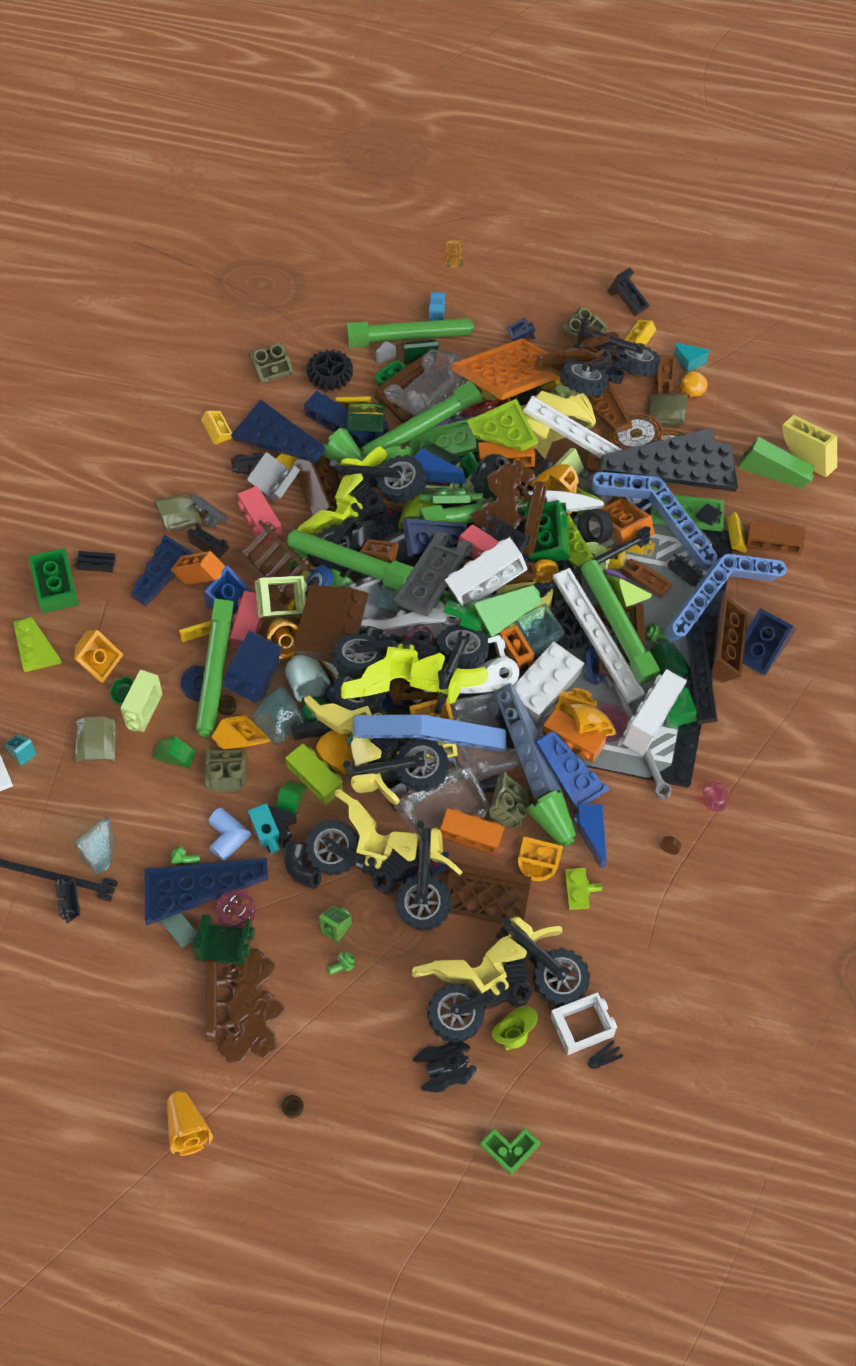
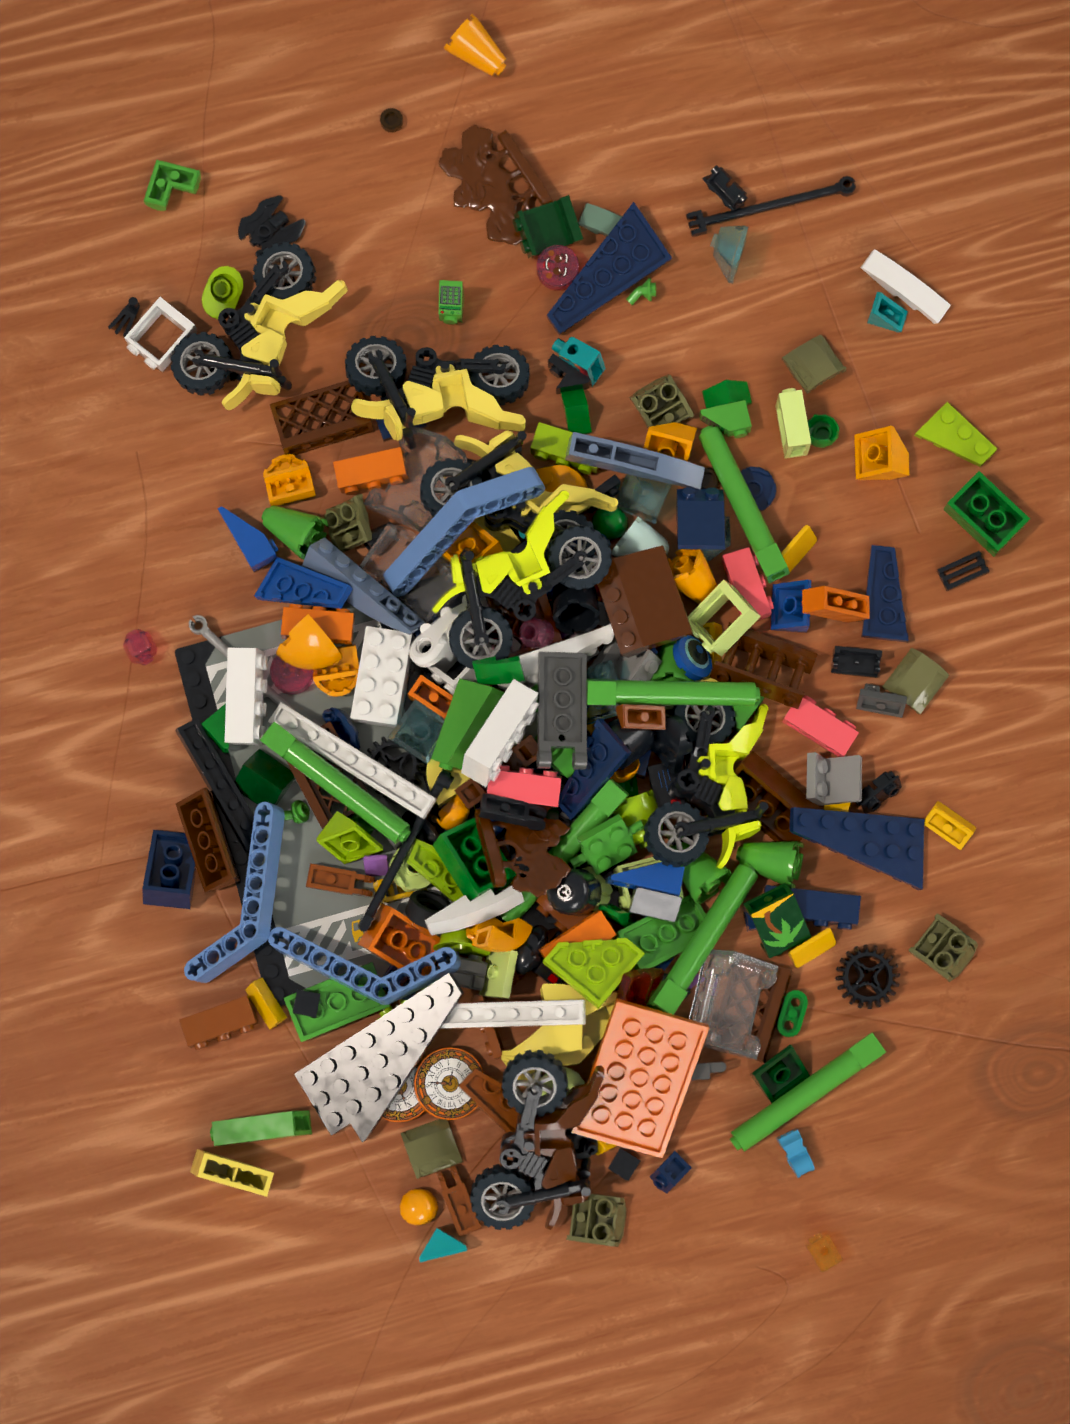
camera: 155 degrees right, 20 degrees up
(185, 731) = (731, 418): none -> bright green slope
(232, 834) = (610, 341): light blue brick -> none
(277, 730) = (633, 461): none -> sand blue slope
(296, 866) = (523, 340): black cylinder -> none
(346, 962) = (420, 276): bright green plate -> none
(385, 352) = (817, 1043): light grey slope -> none
(548, 346) = (624, 1164): none -> black tile
(579, 888) = (233, 473): lime plate -> none
(628, 292) = (566, 1307): black bracket -> none
(641, 332) = (523, 1254): yellow slope -> none
(671, 845) = (162, 567): reddish brown tile -> none
(681, 565) = (288, 914): black hinge -> none

